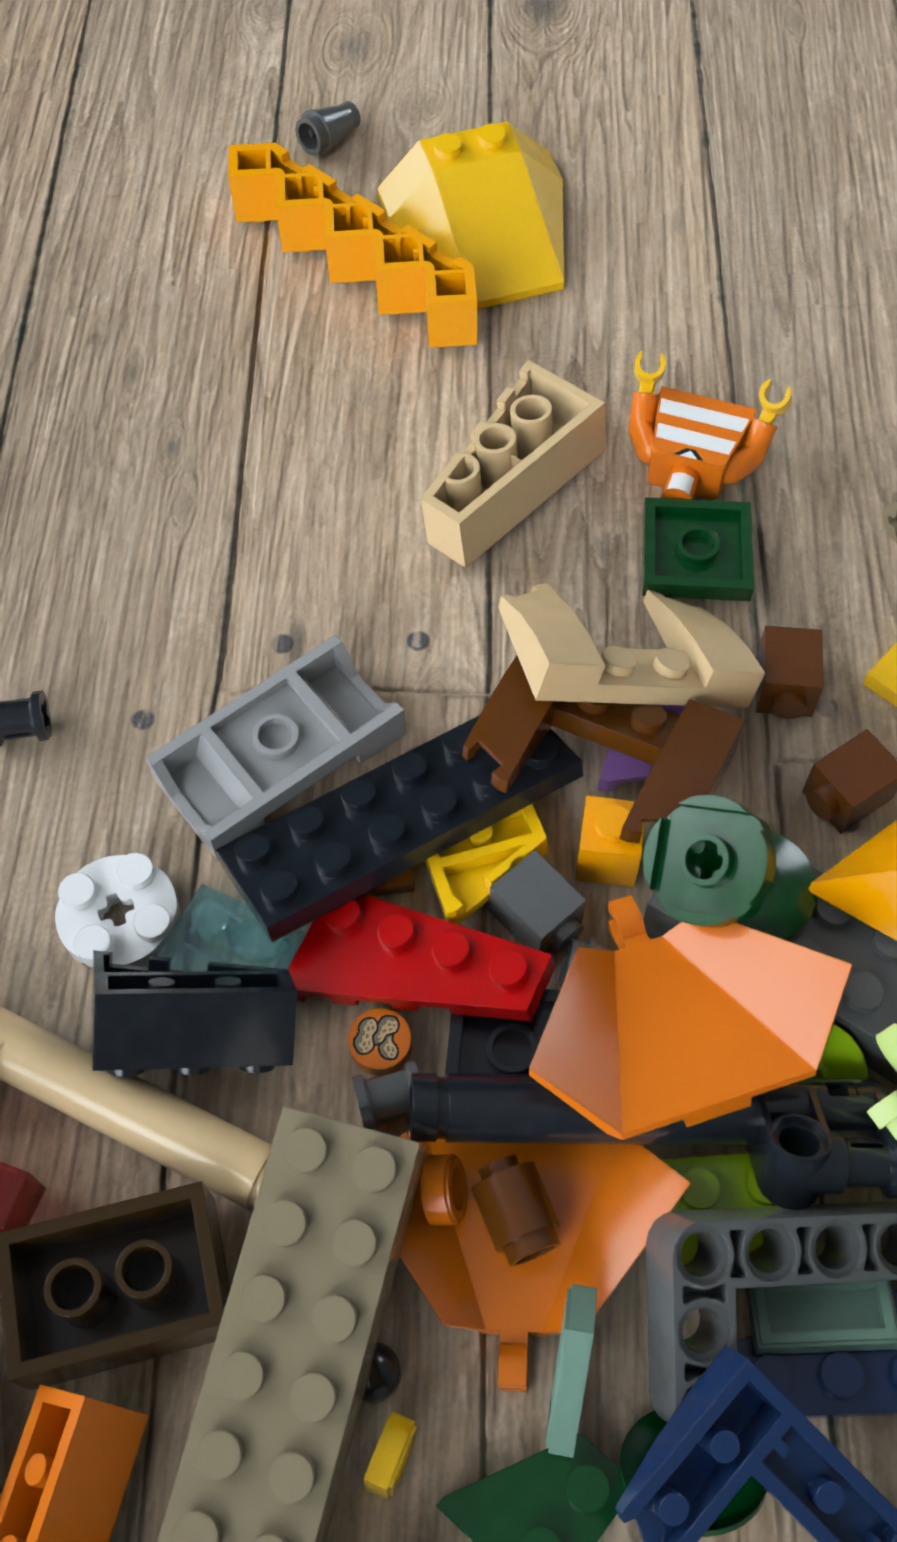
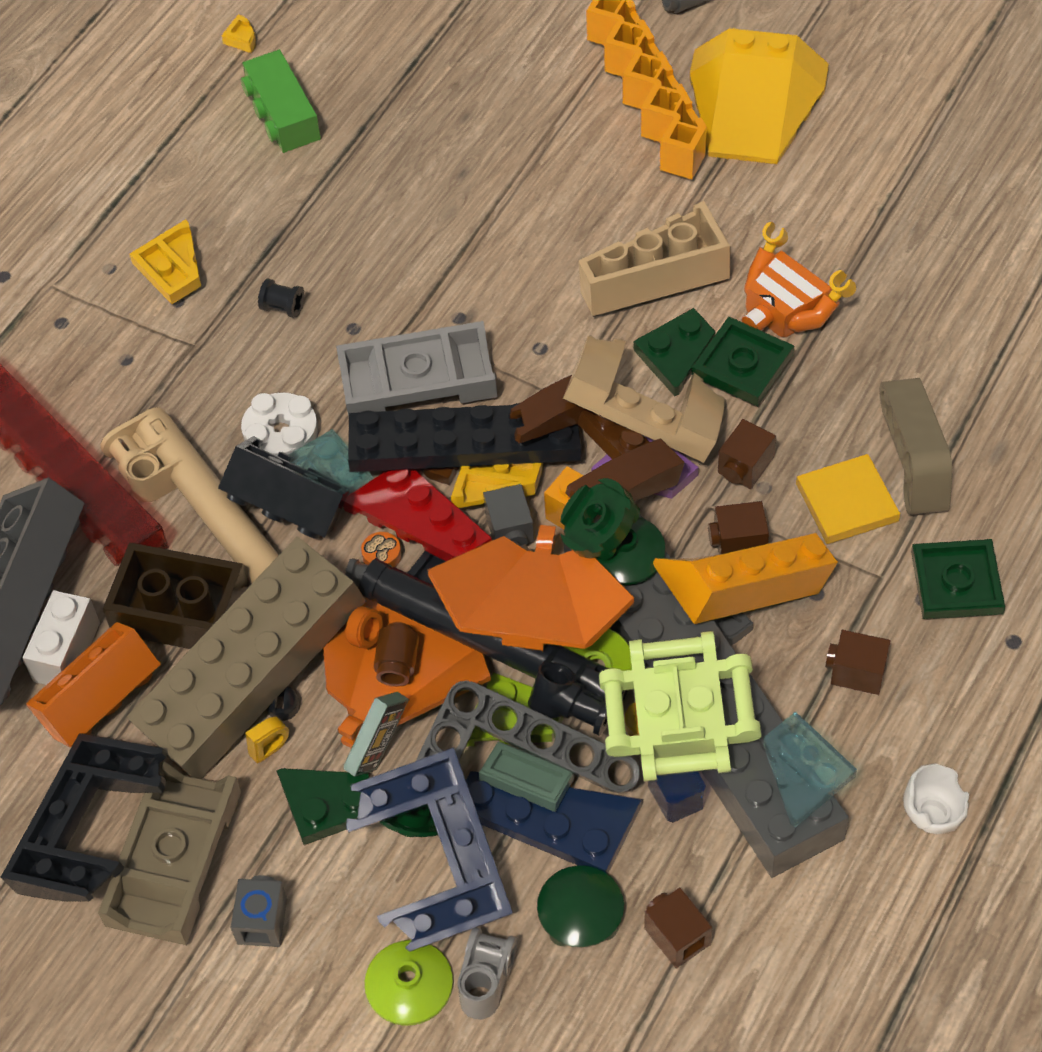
camera: 30 degrees right, 5 degrees down
(599, 568) = (675, 348): none -> dark green wing

